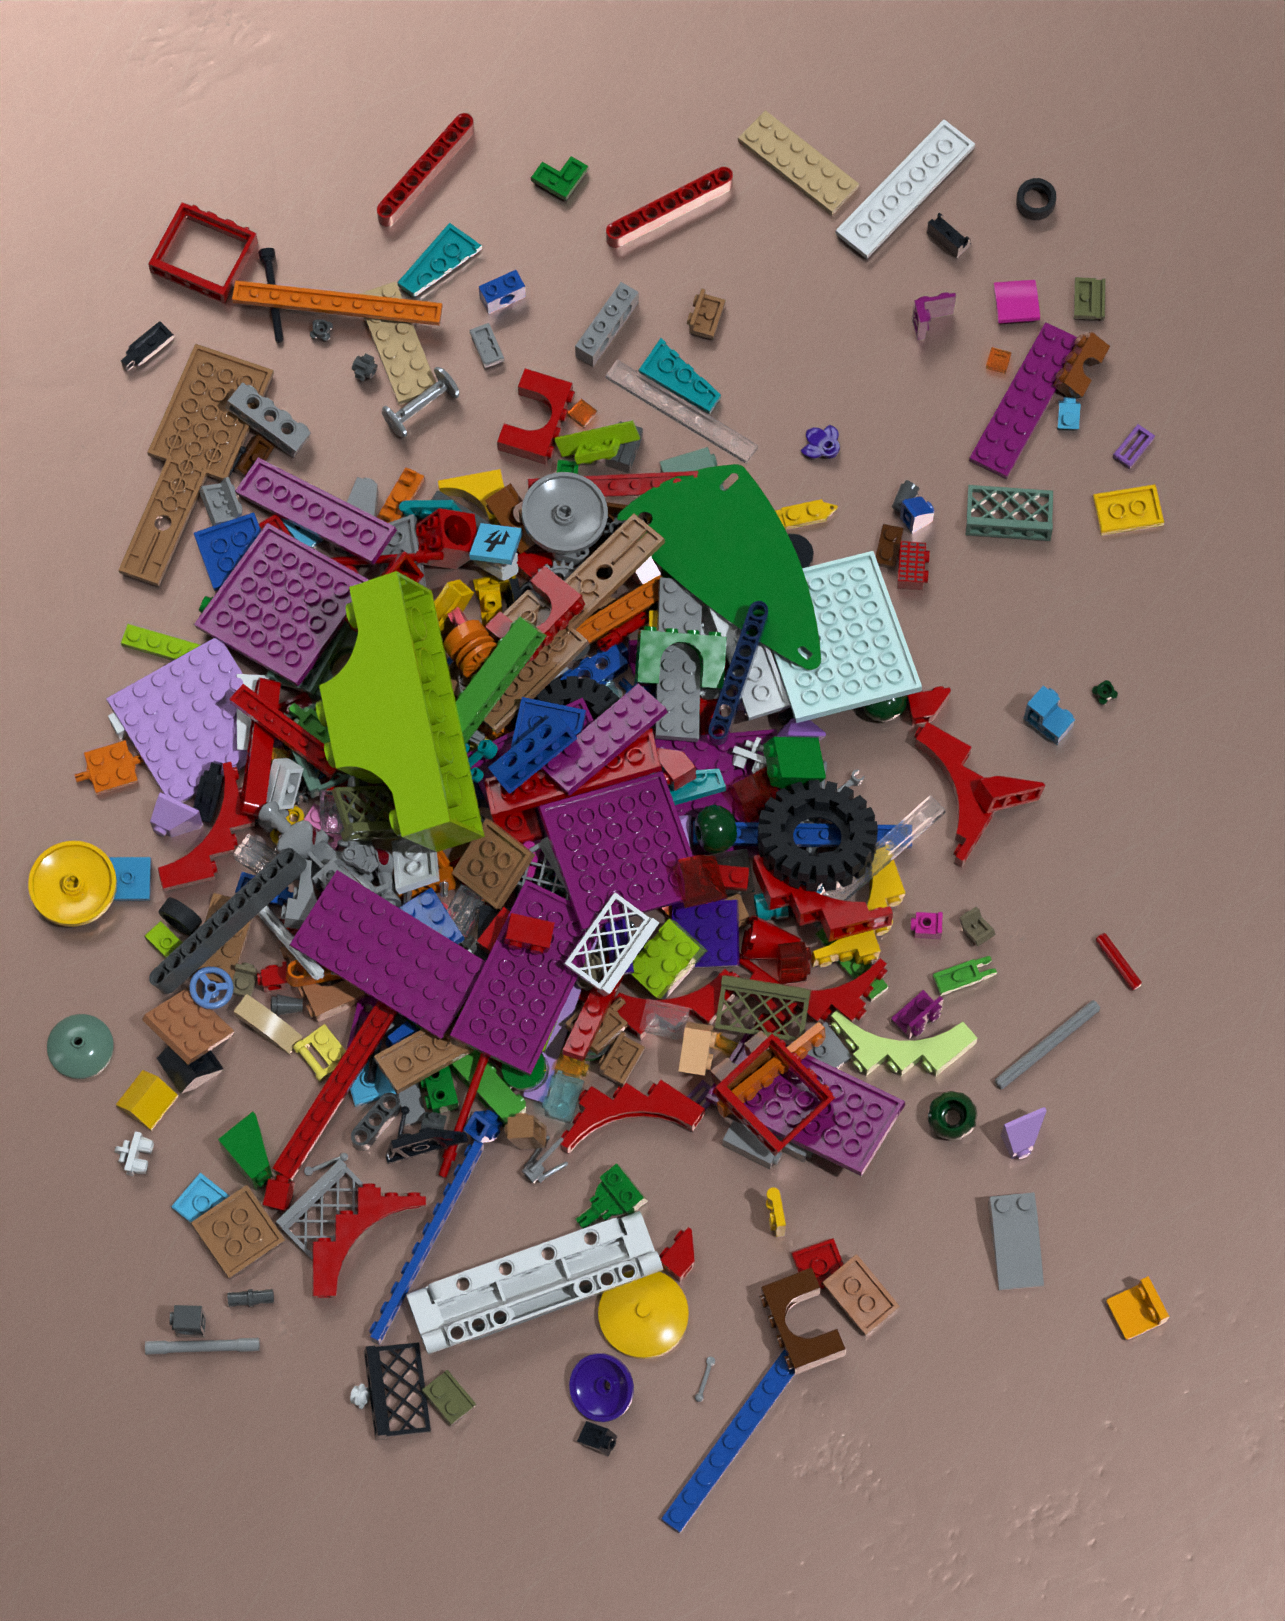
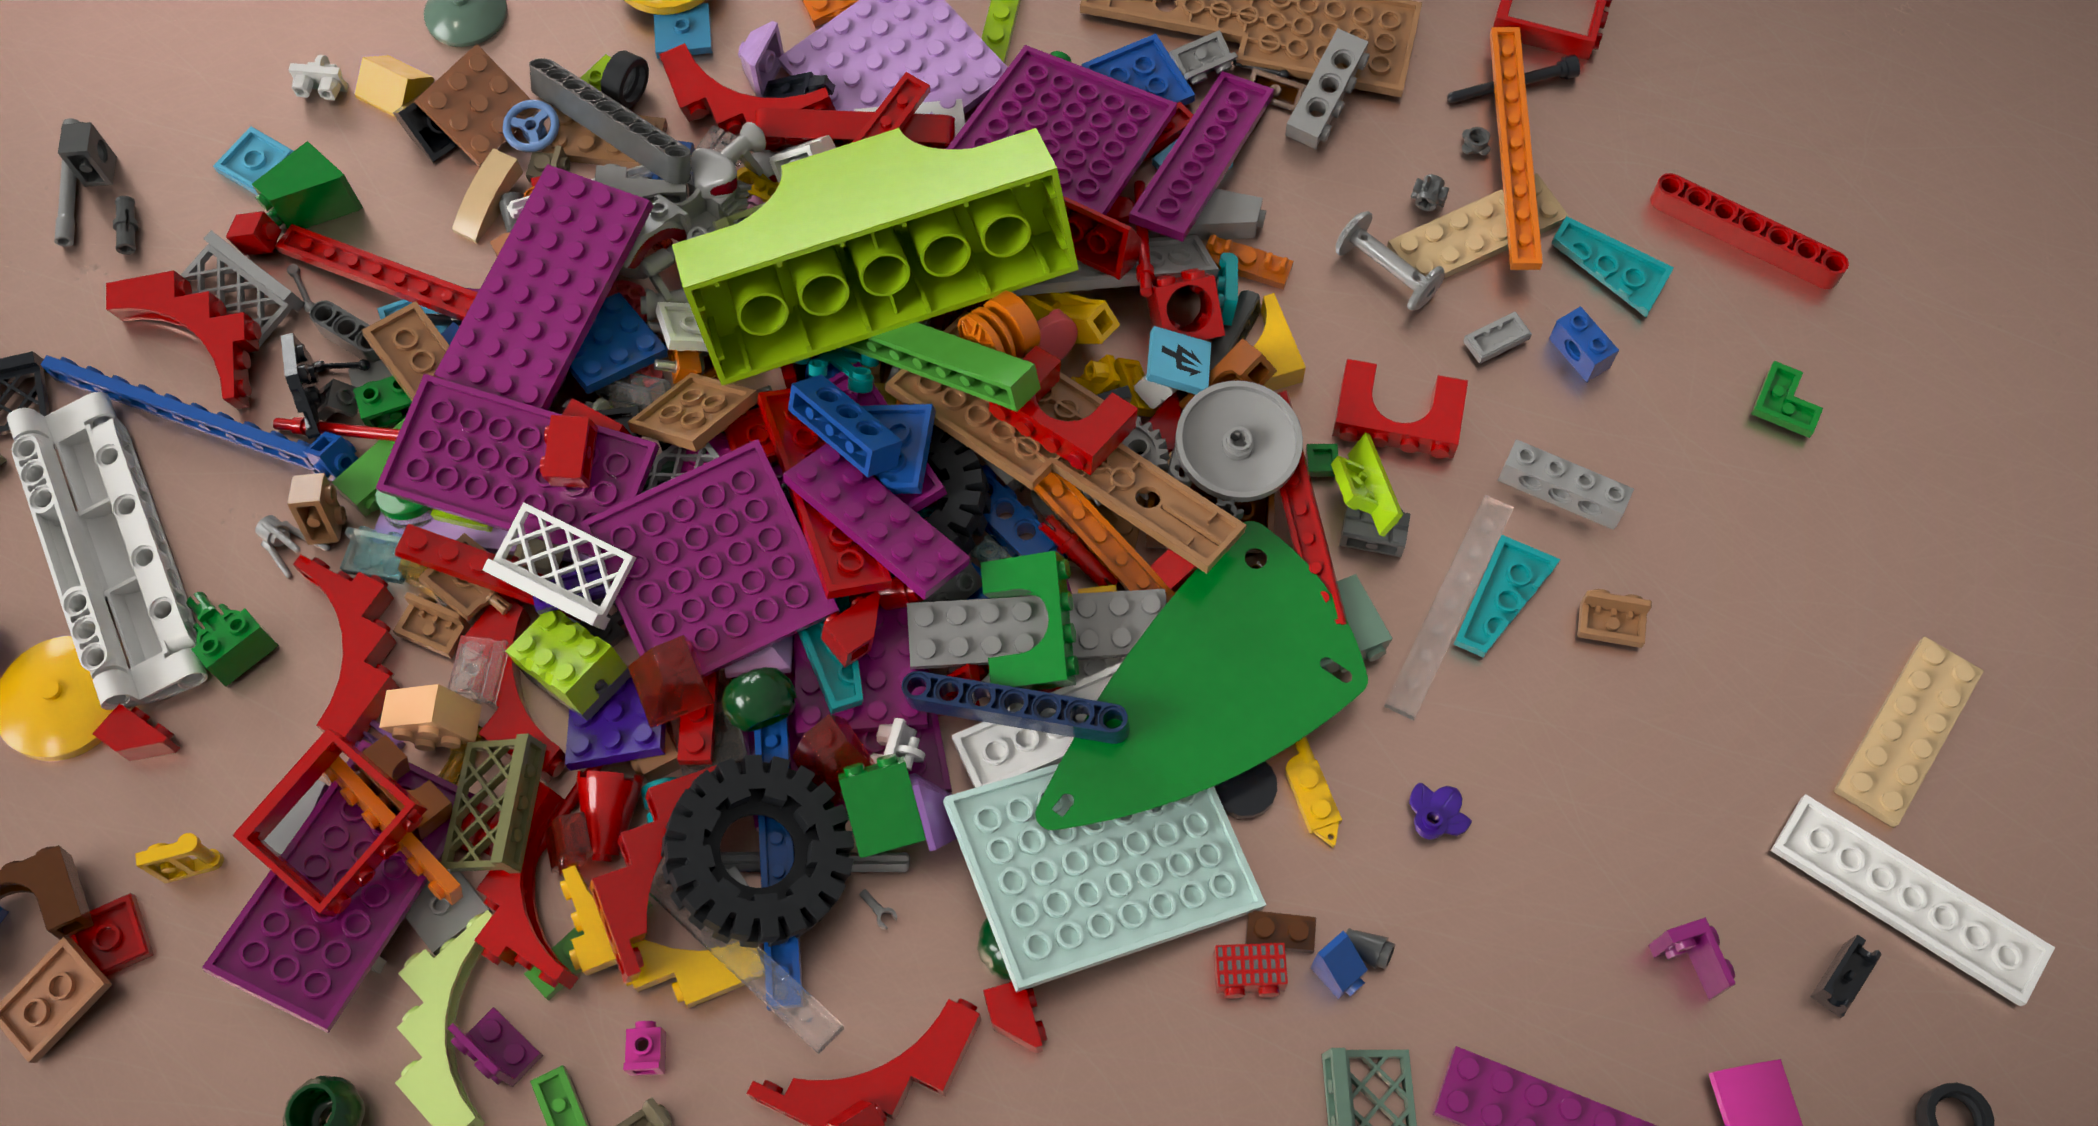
camera: 85 degrees right, 5 degrees down
(237, 1231) = (205, 195): medium nougat plate -> none
(326, 1046) = (459, 269): light yellow plate -> none
(582, 413) = (1419, 472): clear orange tile -> none
(665, 215) = (1784, 564): red beam -> none
(998, 360) = (1641, 1080): clear orange tile -> none

